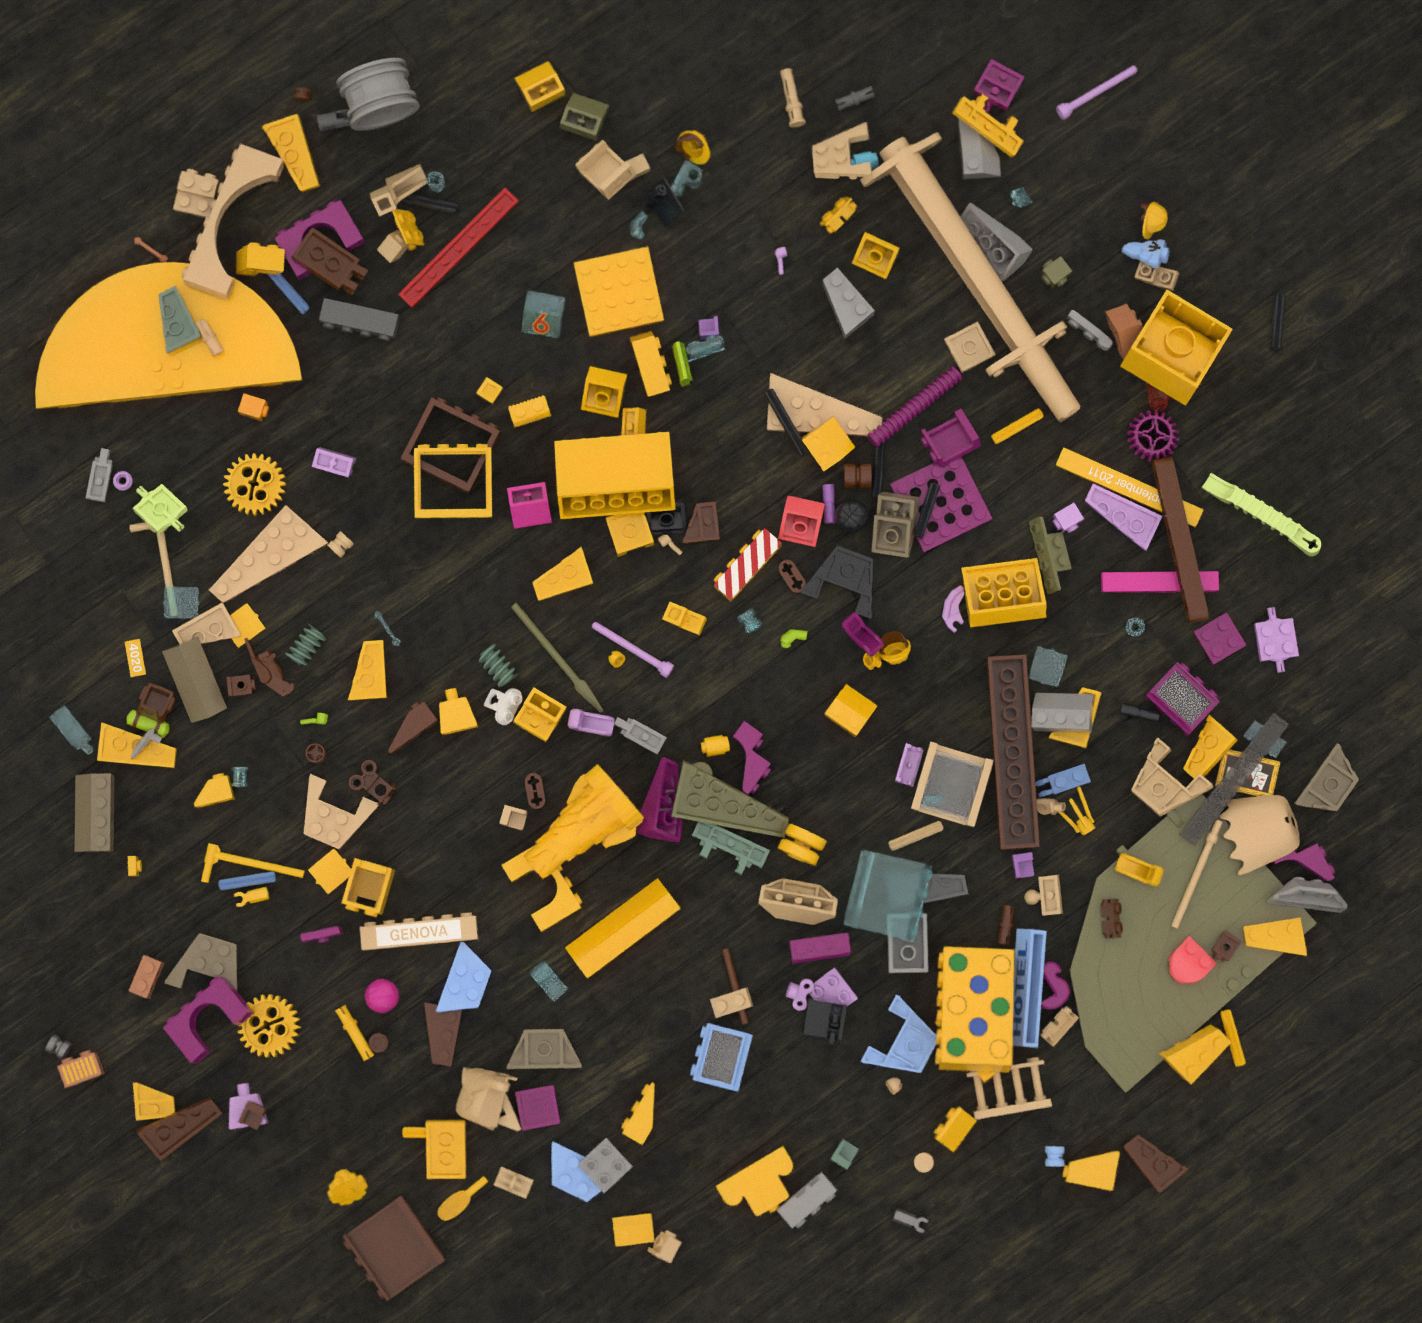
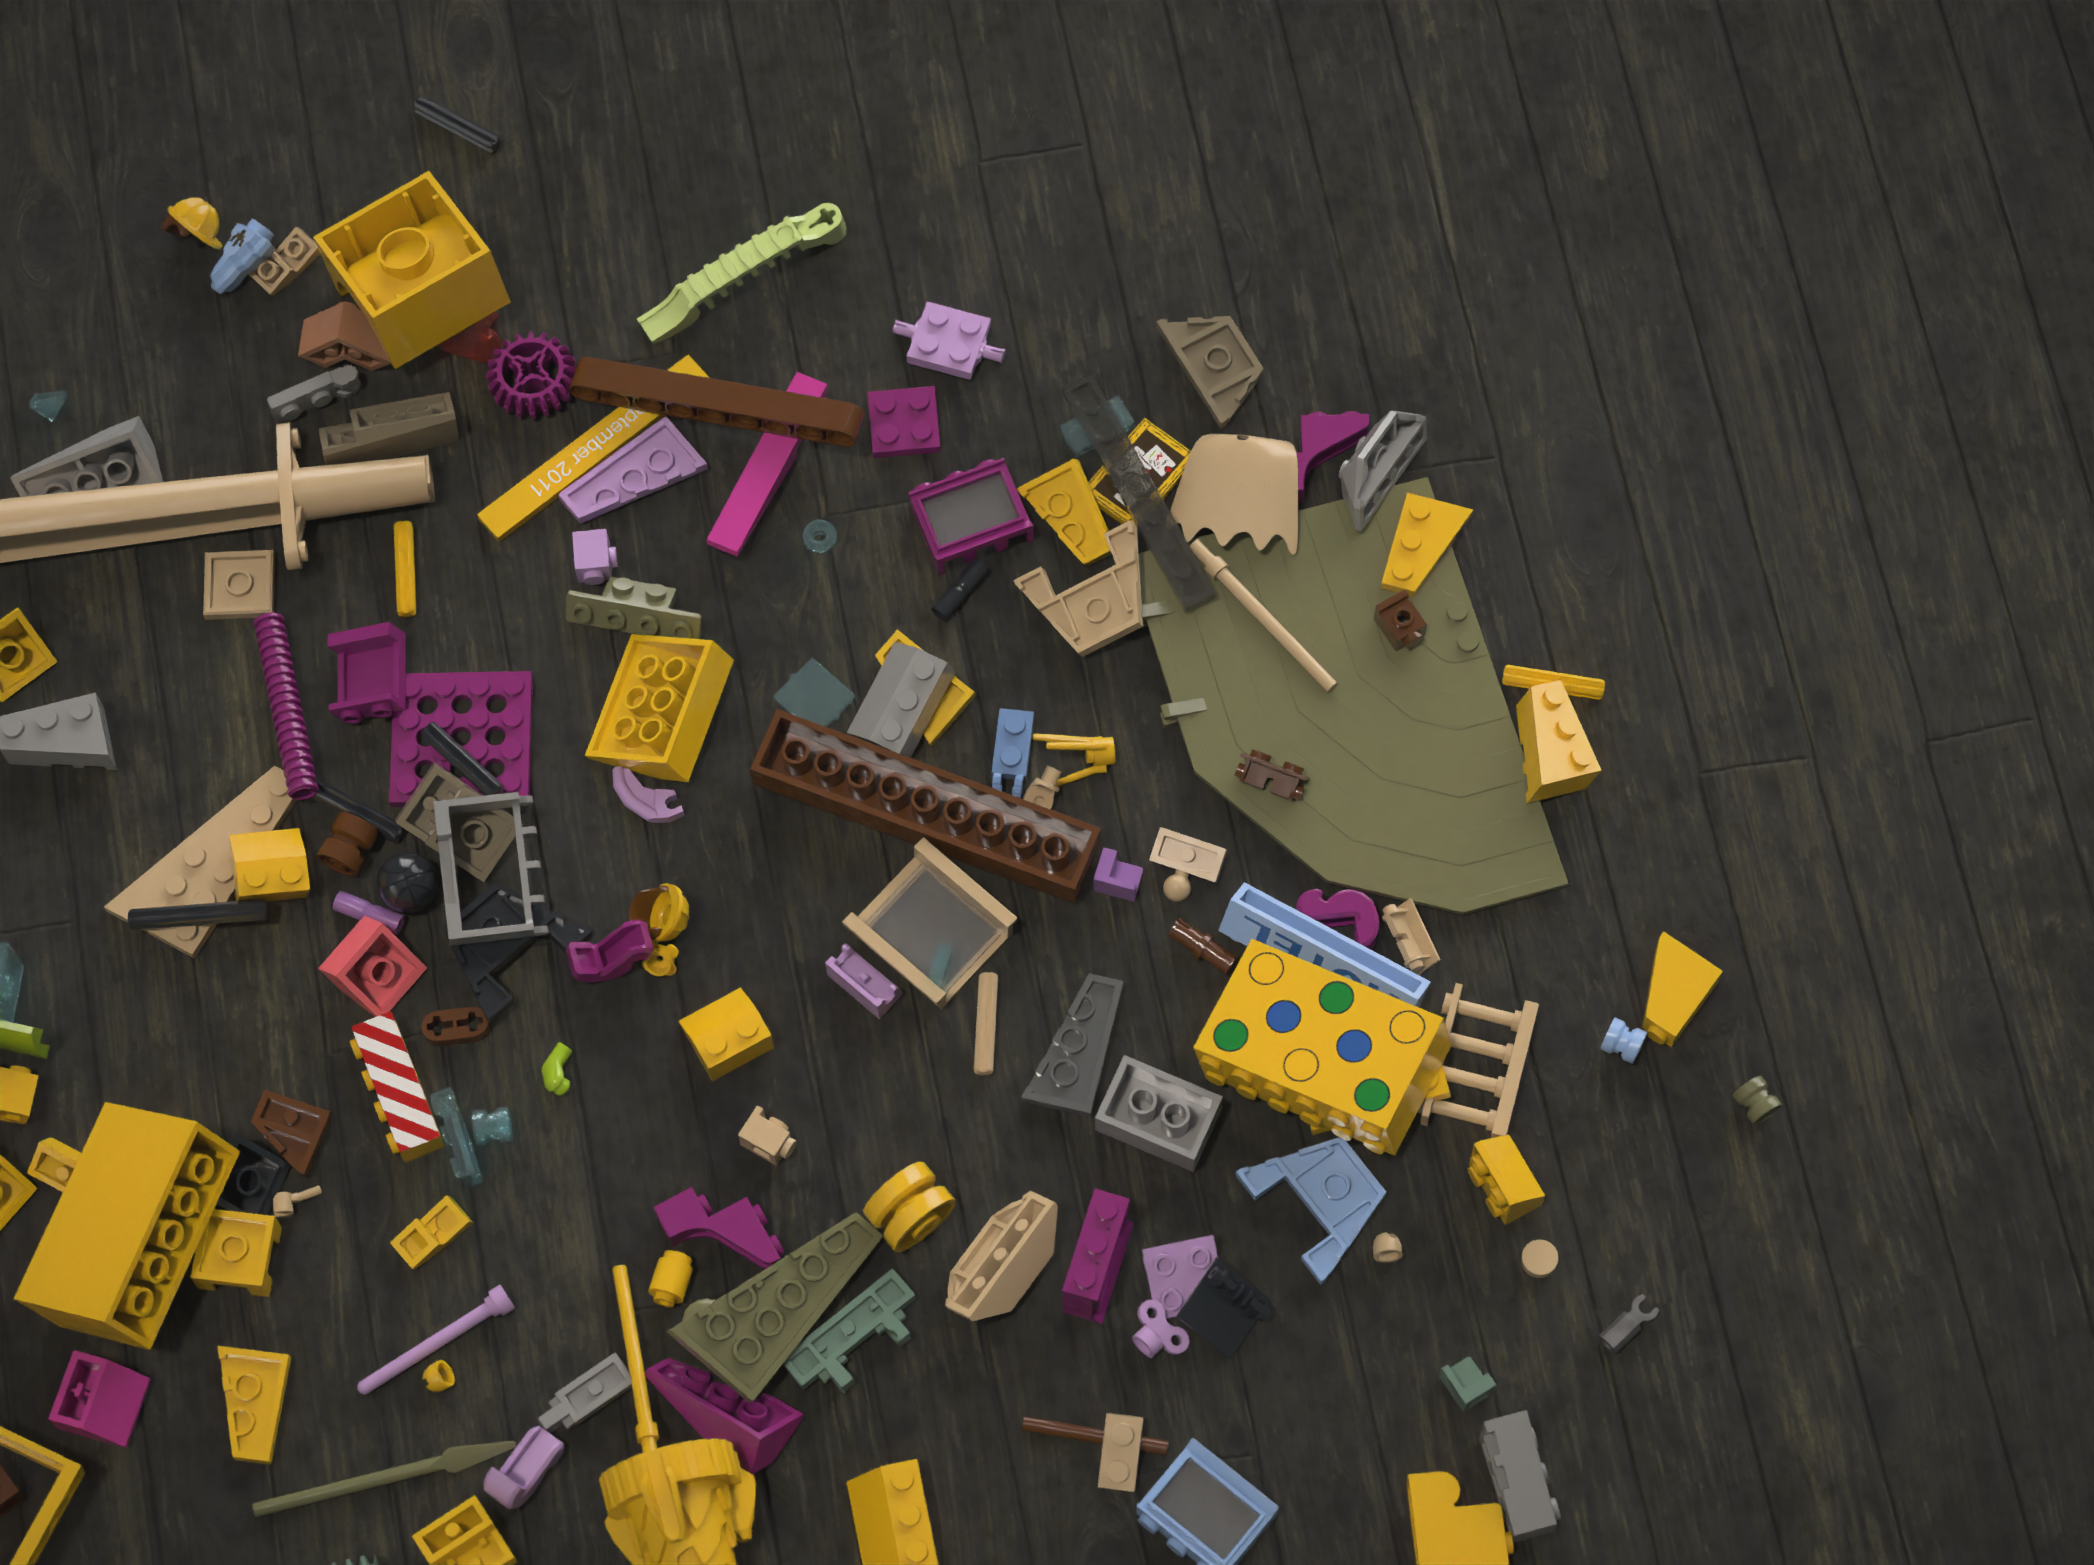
camera: 65 degrees left, 15 degrees down
(634, 772) = (646, 1429): none -> yellow bar
(736, 607) = (456, 1134): none -> clear light blue hinge
(806, 757) = (767, 1137): none -> tan brick
(863, 535) = (442, 811): none -> light grey hinge
(888, 895) = (1062, 1104): clear light blue panel -> none
(1055, 272) = (195, 401): olive brick -> none
(1055, 1234) = (1755, 1097): none -> olive wheel
(1088, 378) = (391, 430): none -> dark tan slope
(1139, 870) = (1216, 693): yellow animal -> none
(1153, 1164) = (1709, 892): reddish brown wing -> none
(1189, 962) = (1401, 688): coral slope -> none

